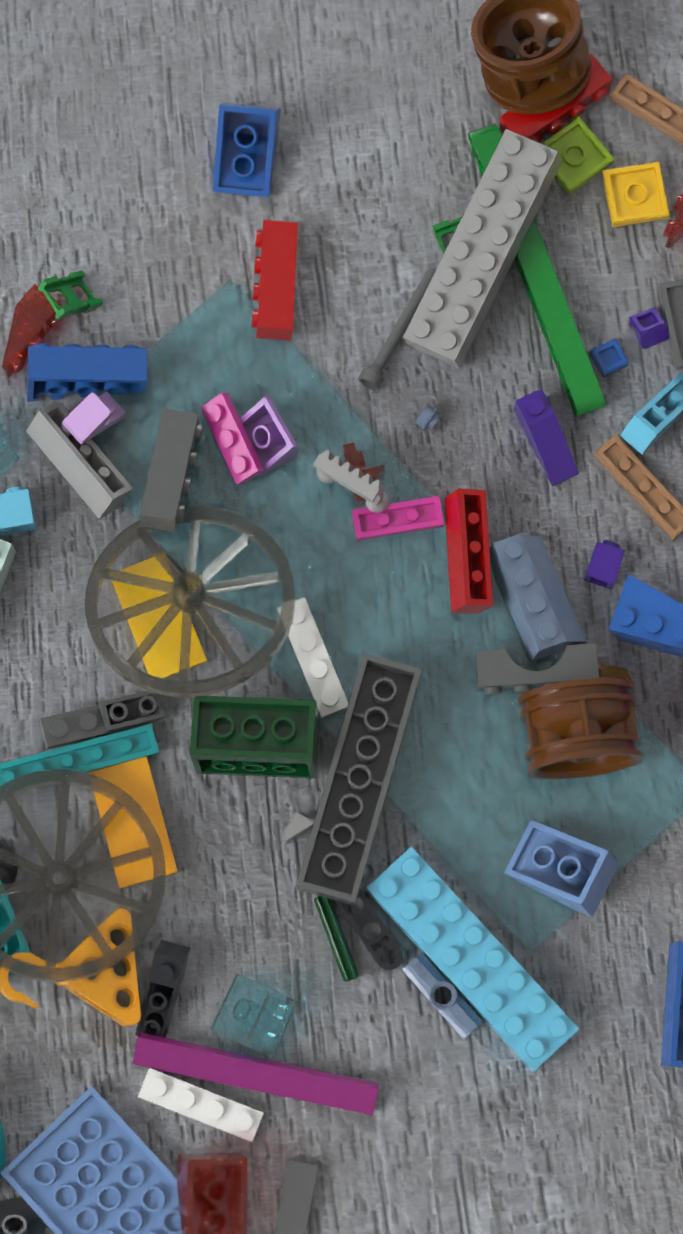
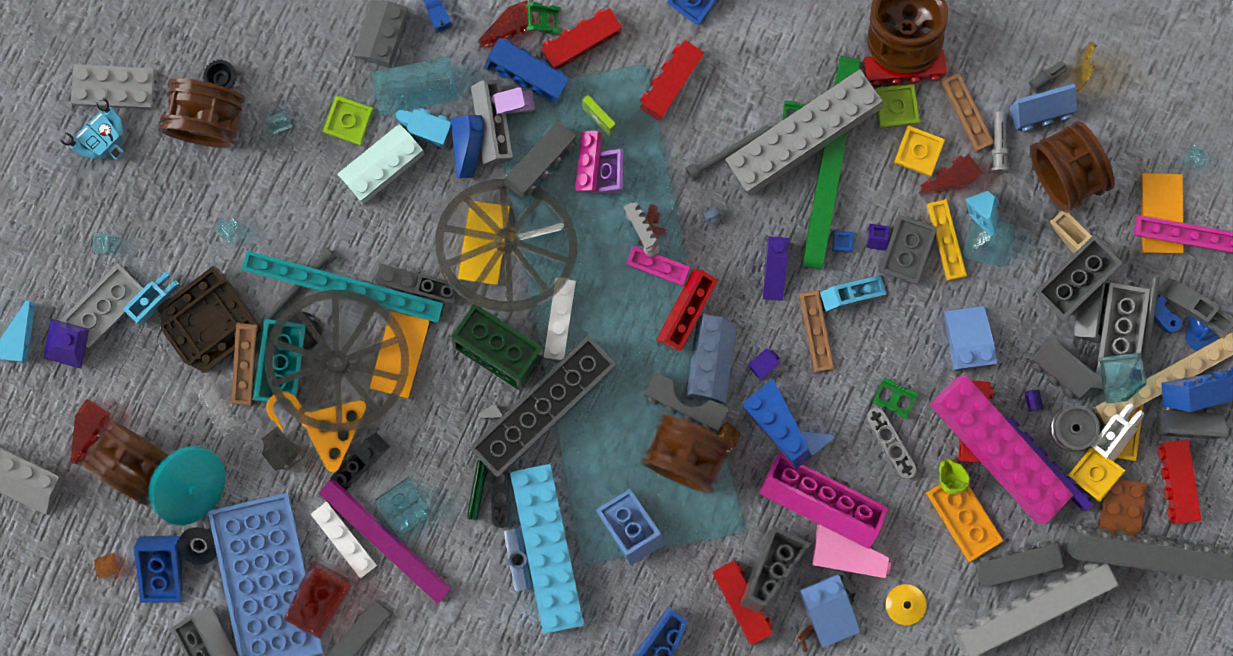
camera: 25 degrees right, 5 degrees up
(49, 1037) = (280, 450): none -> clear smoke slope
(63, 502) = (467, 142): none -> blue slope
(132, 294) = (582, 39): none -> red brick
(211, 372) = (598, 115): none -> lime tile

